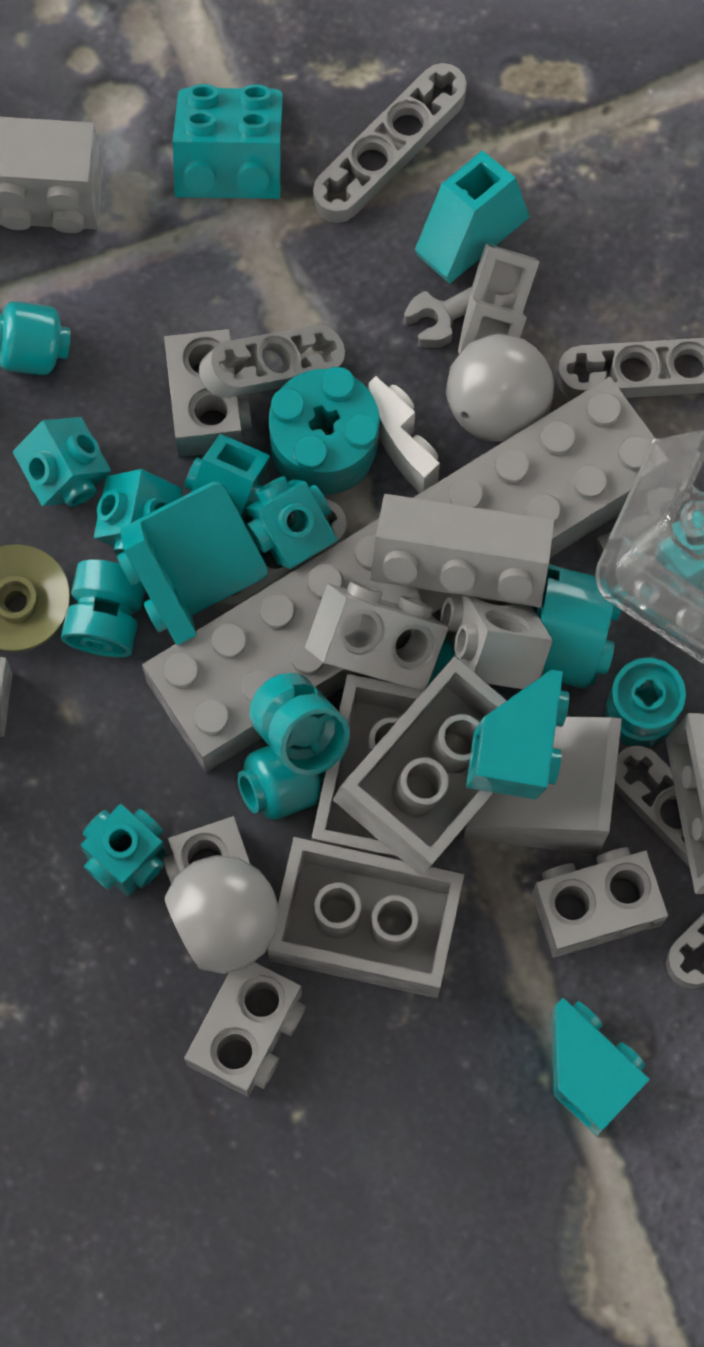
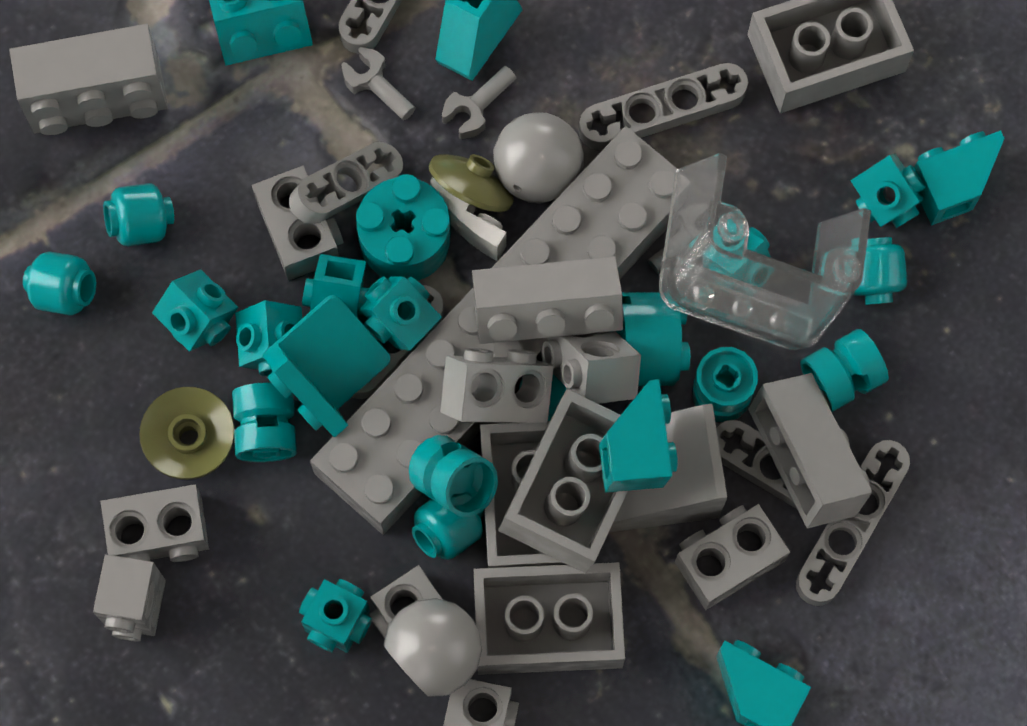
camera: 15 degrees left, 0 degrees up
(339, 257) = (375, 81): none -> light grey bar
(415, 395) = (471, 181): none -> olive dish
(498, 295) = (515, 81): light grey slope -> none

